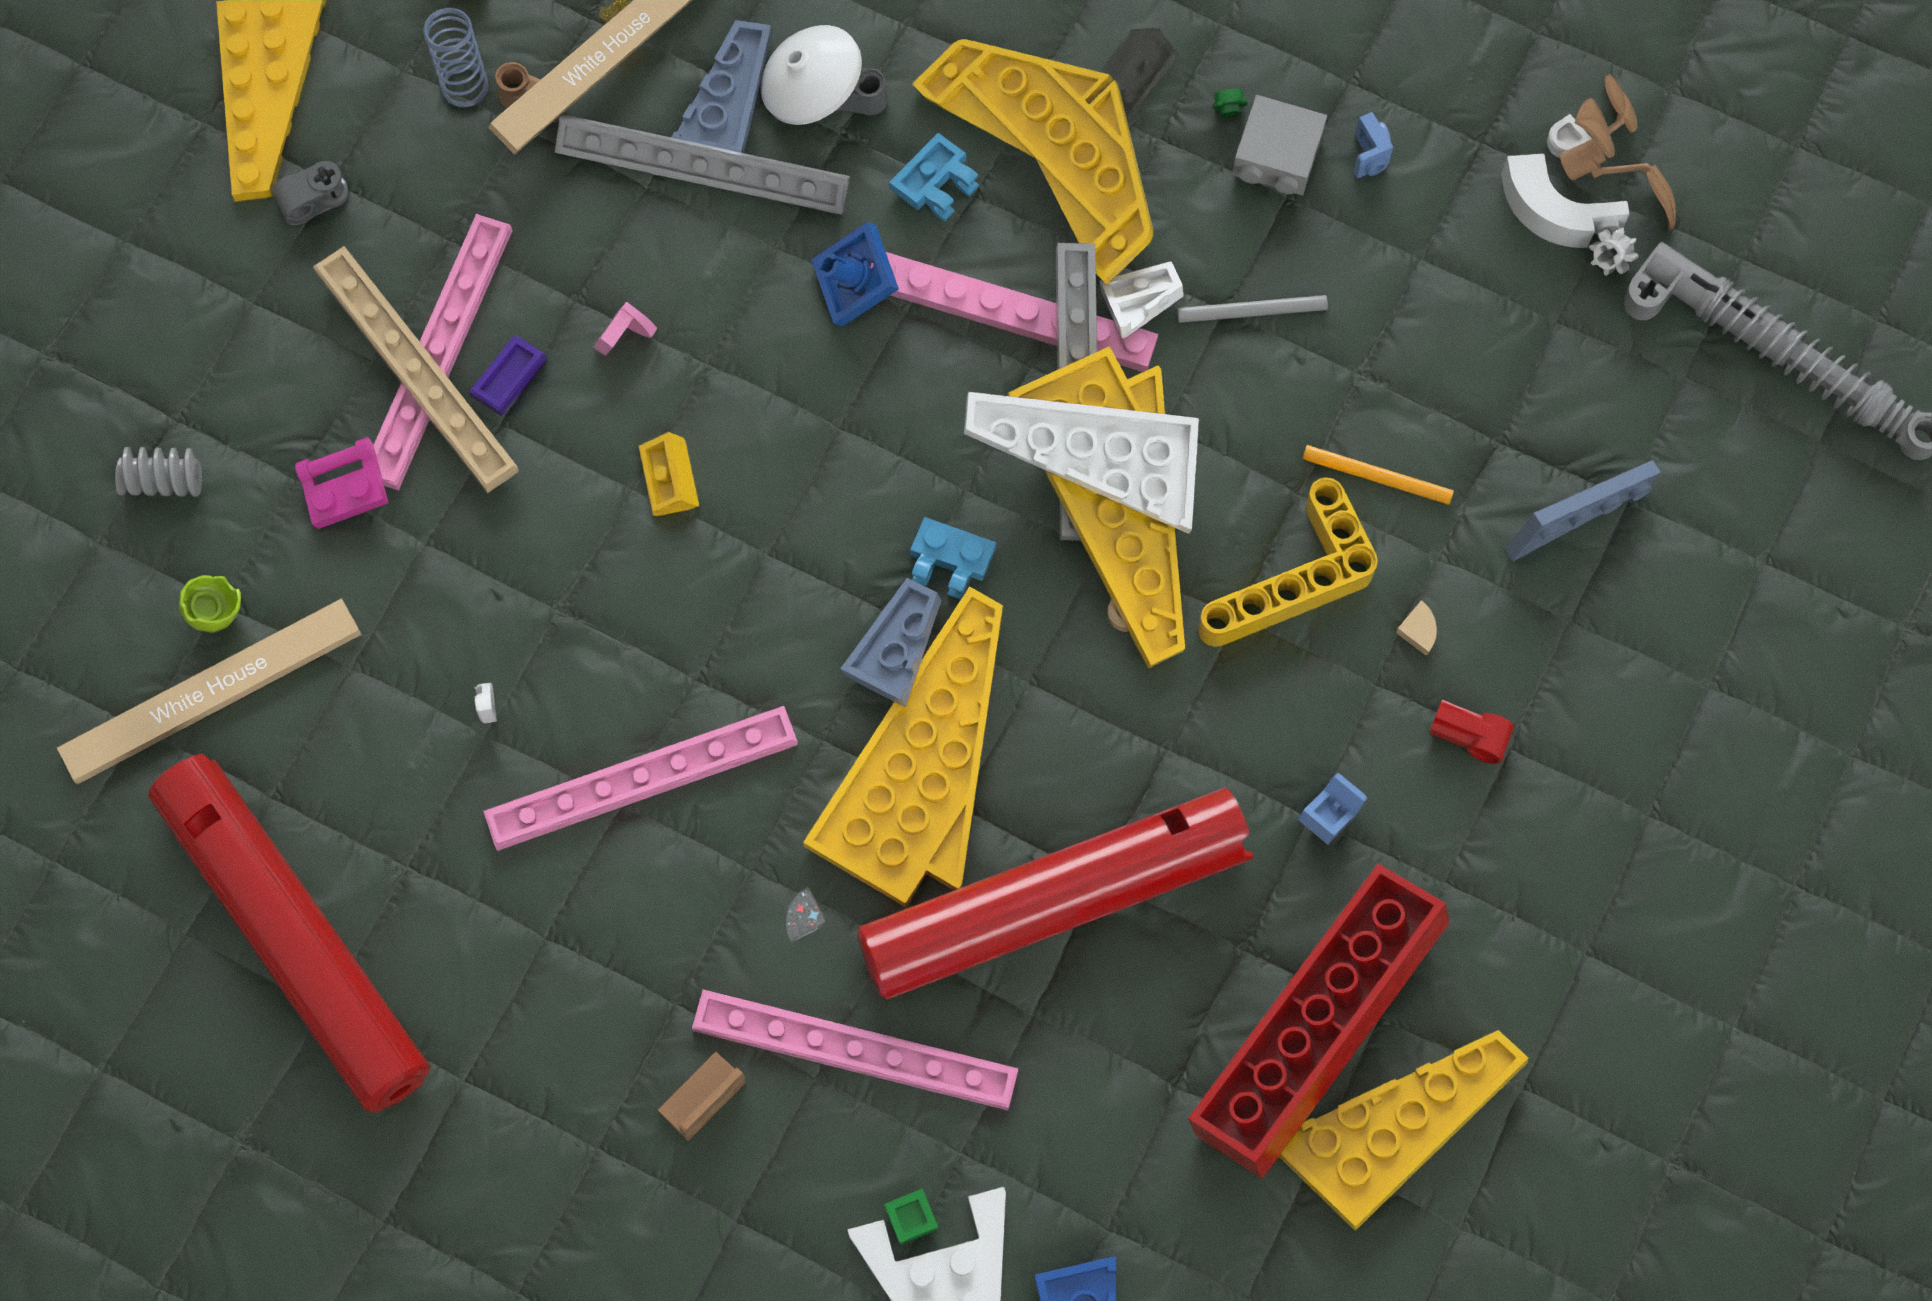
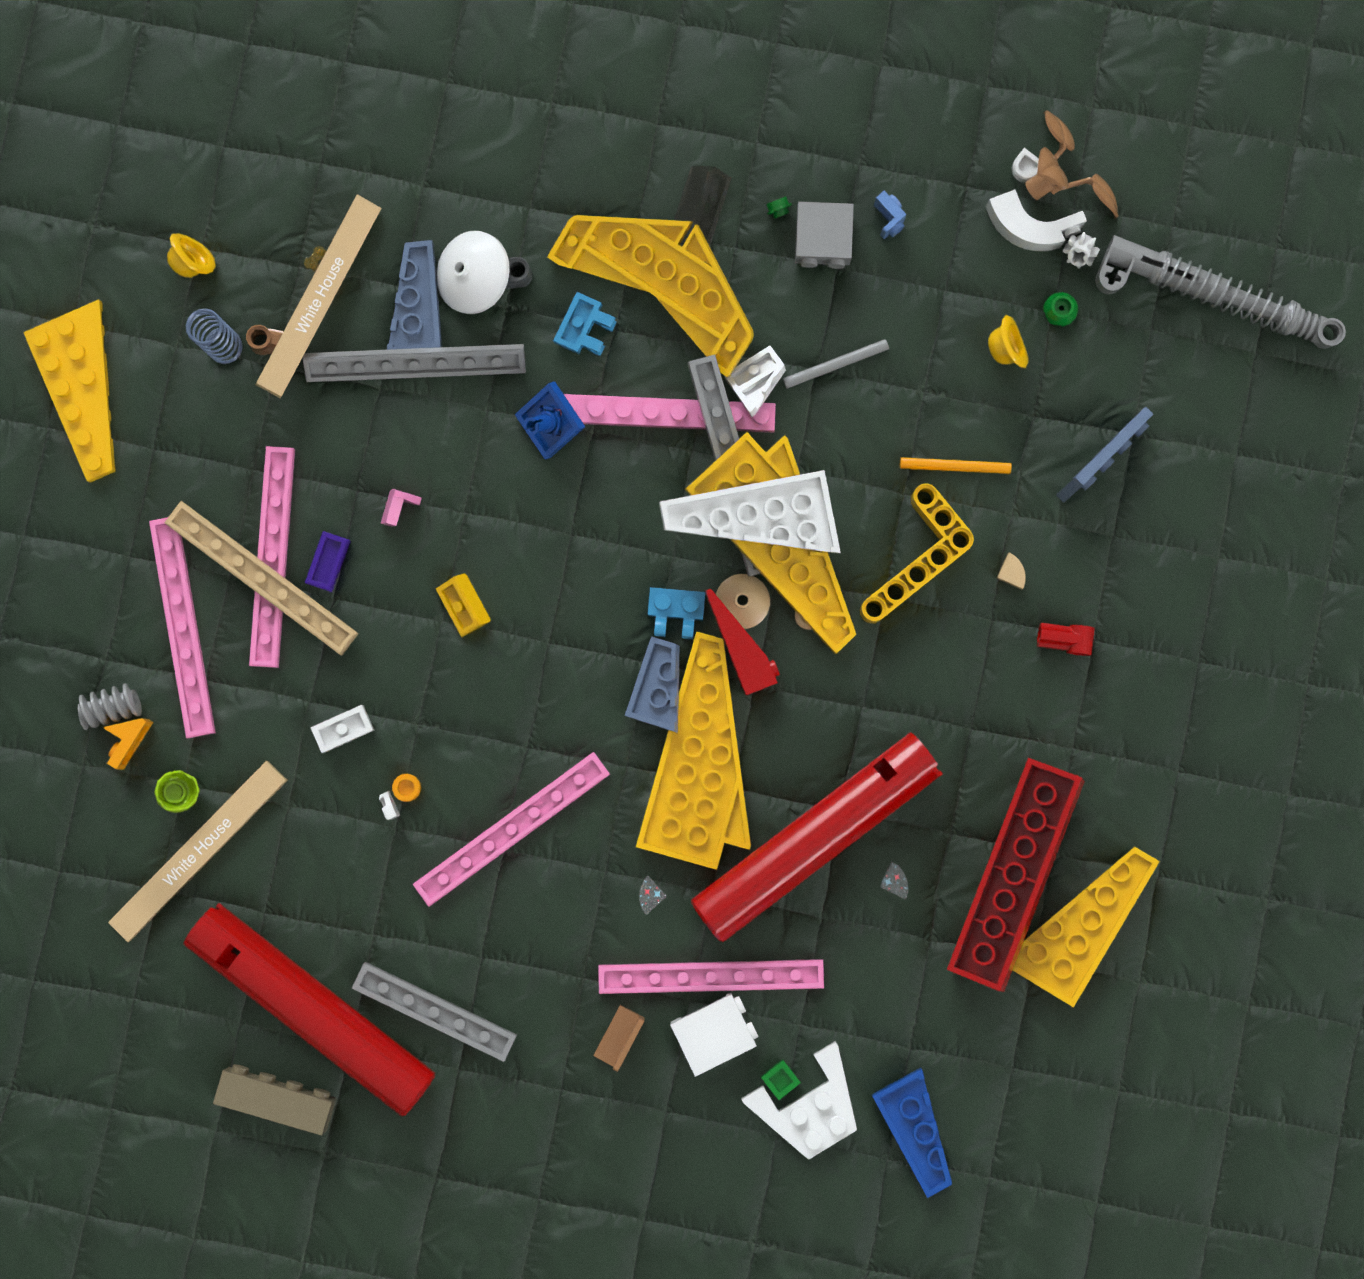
camera: 10 degrees left, 15 degrees up
(175, 518) = (131, 735): none -> light orange slope
(197, 1045) = (275, 1100): none -> dark tan brick
(289, 410) = (182, 630): none -> bright pink tile
(308, 193) = (139, 466): dark grey piece -> none
(345, 494) = (244, 684): dark pink plate -> none
(456, 585) = (342, 729): none -> white plate
(458, 988) = (434, 1011): none -> light grey plate
(517, 685) = (406, 787): none -> light orange tile
(836, 1123) = (714, 1034): none -> white panel
(1029, 637) = (748, 659): none -> red slope
(1041, 587) = (754, 590): none -> tan dish
(1149, 991) = (895, 881): none -> clear tile
(1333, 808) = (986, 722): medium blue bracket -> none
(1486, 338) = (1007, 344): none -> yellow hat
(1567, 329) = (1052, 311): none -> green plate

